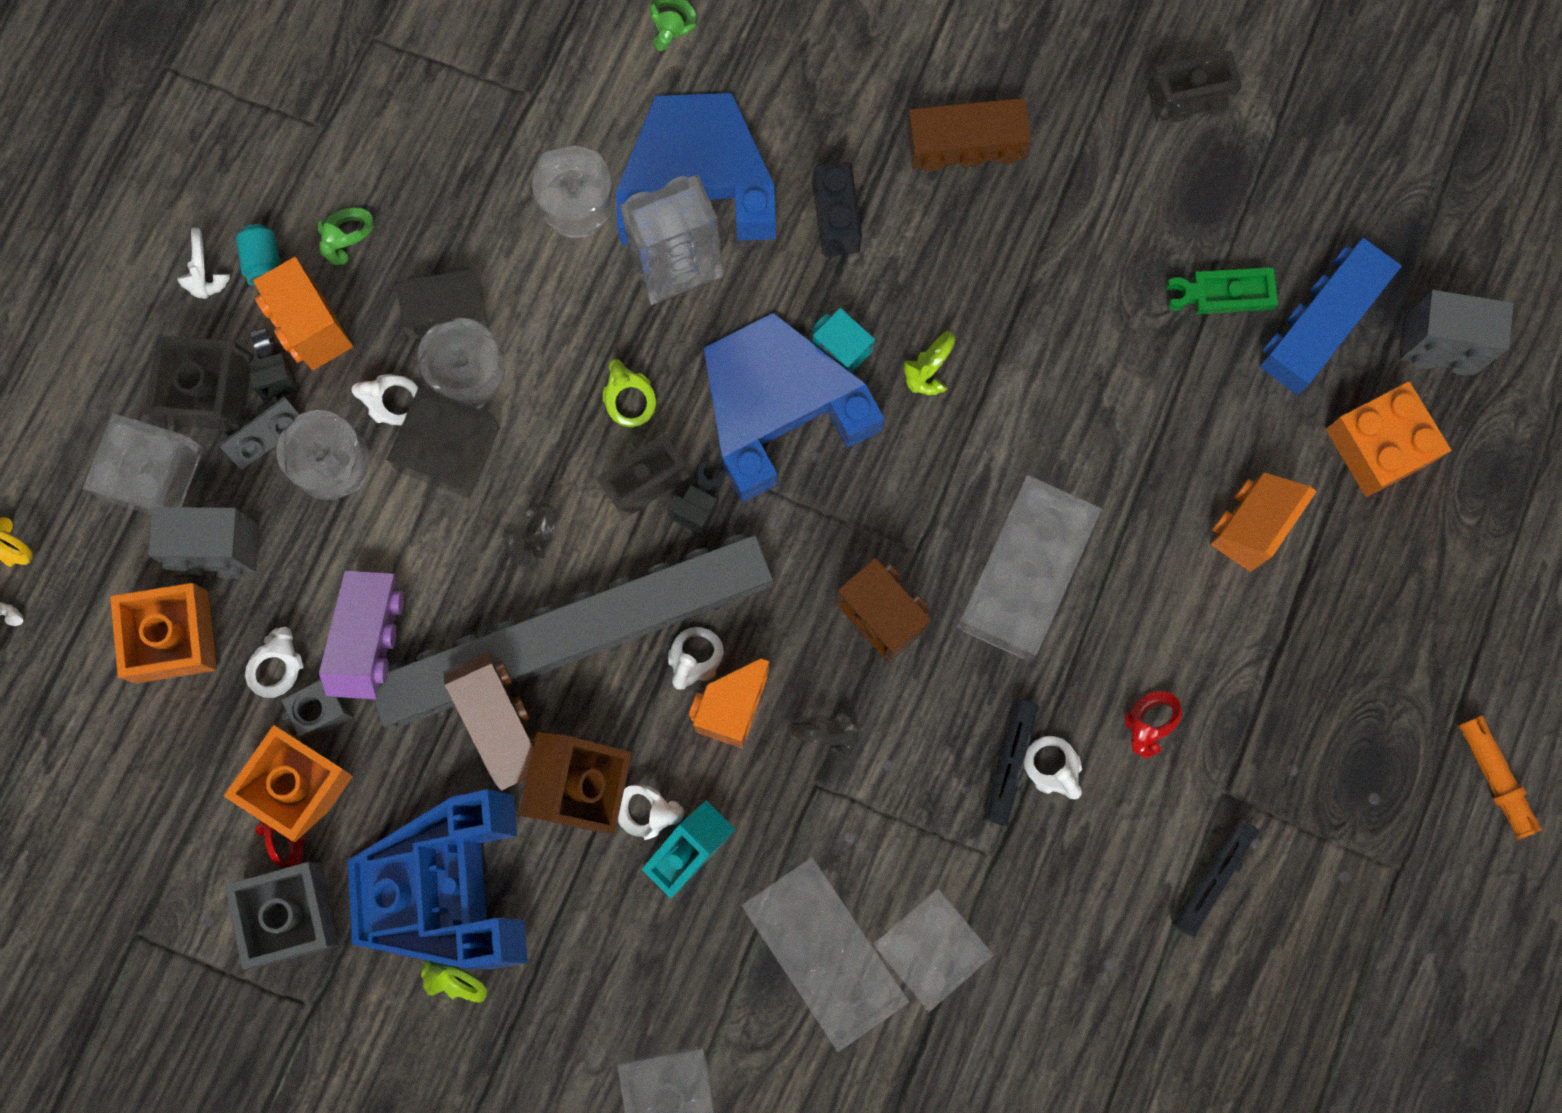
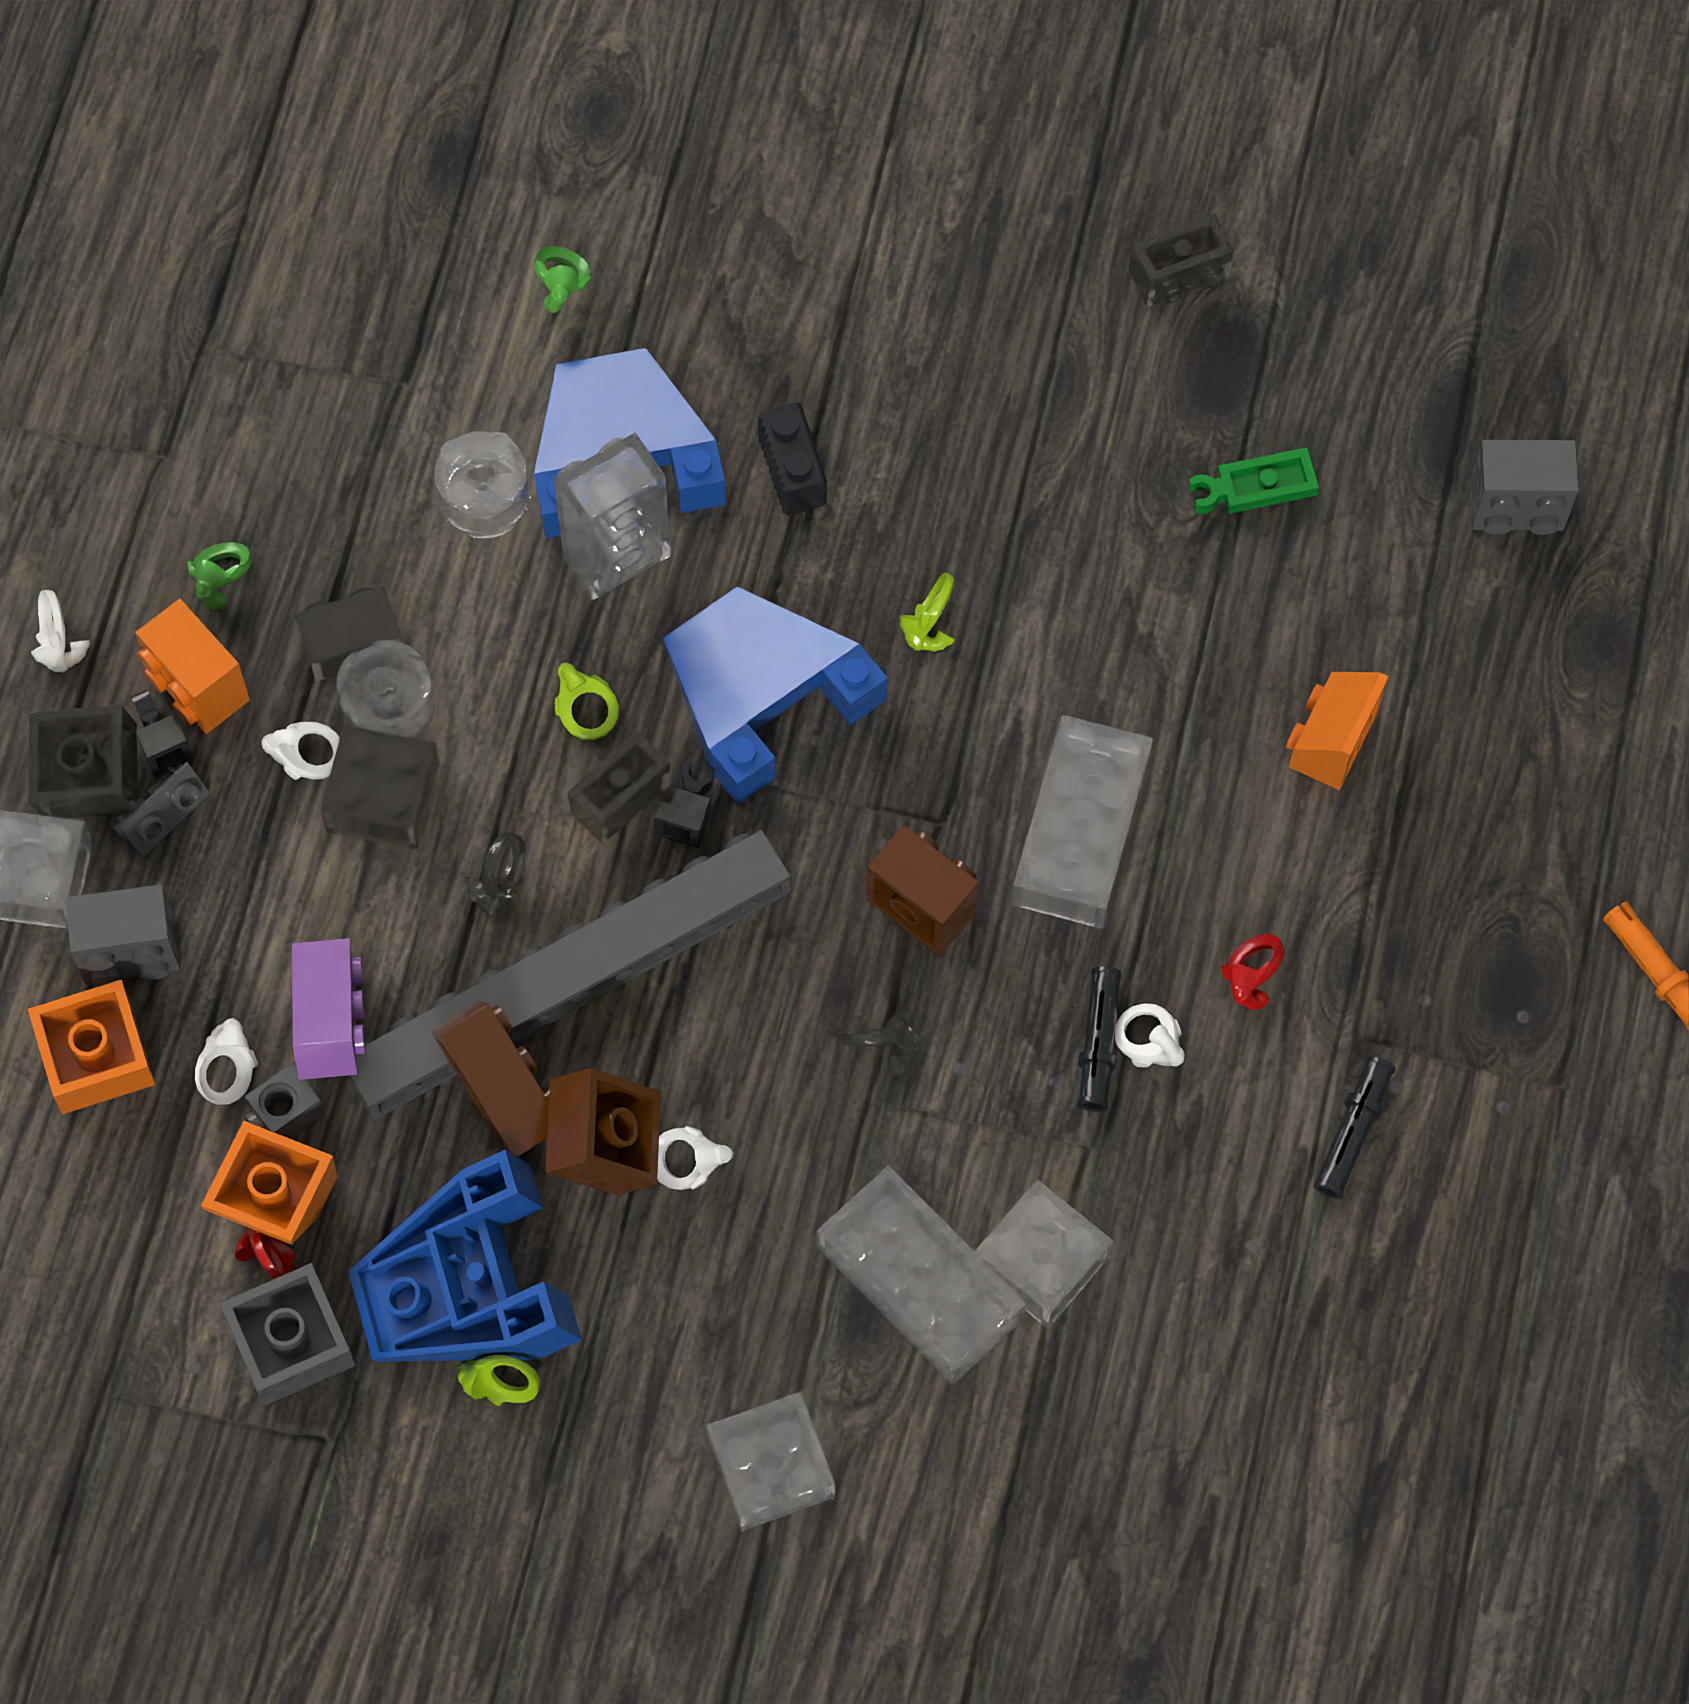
camera: 10 degrees left, 10 degrees down
(257, 251) = (121, 610): teal brick -> none
(307, 440) = (247, 846): clear brick -> none
(685, 667) = (703, 987): white piece -> none
(688, 849) = (743, 1191): teal slope -> none
(730, 704) = (764, 1019): orange slope -> none
(843, 339) = (825, 601): teal brick -> none
(968, 134) = (930, 352): reddish brown brick -> none
(1330, 316) = (1380, 491): blue brick -> none
(1388, 439) = (1468, 616): orange brick -> none

